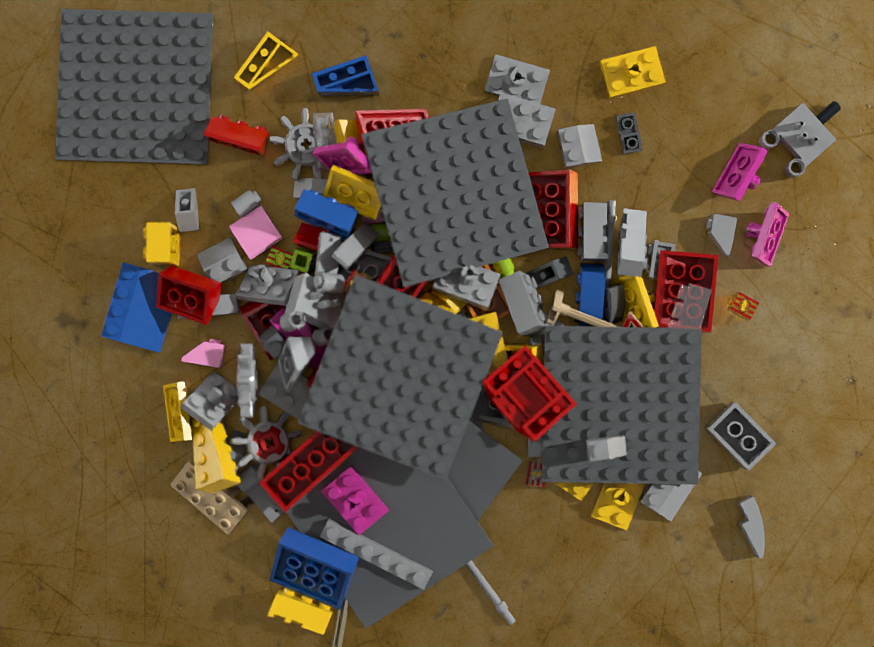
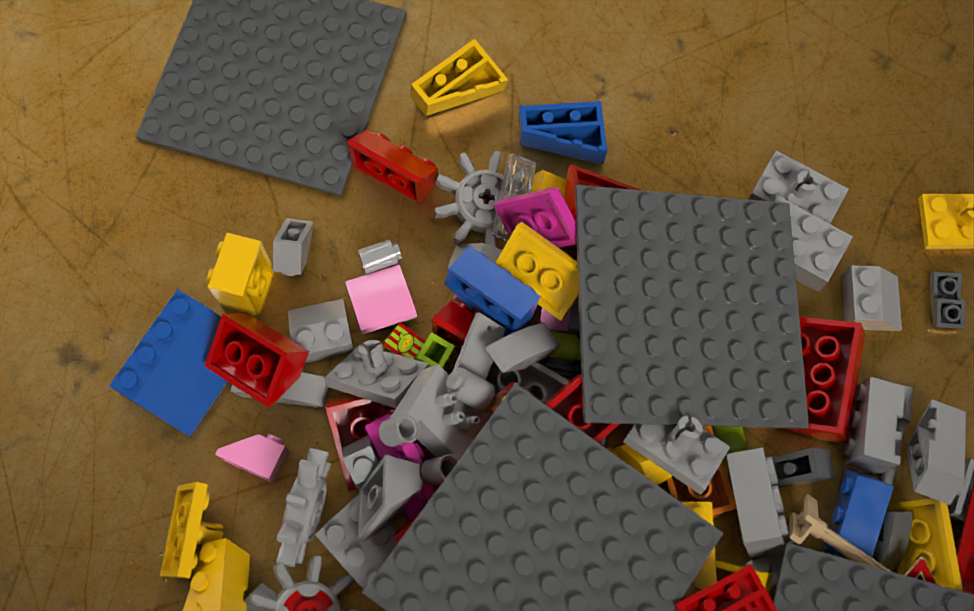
camera: 10 degrees right, 15 degrees down
(211, 400) = (239, 526): light grey plate -> none

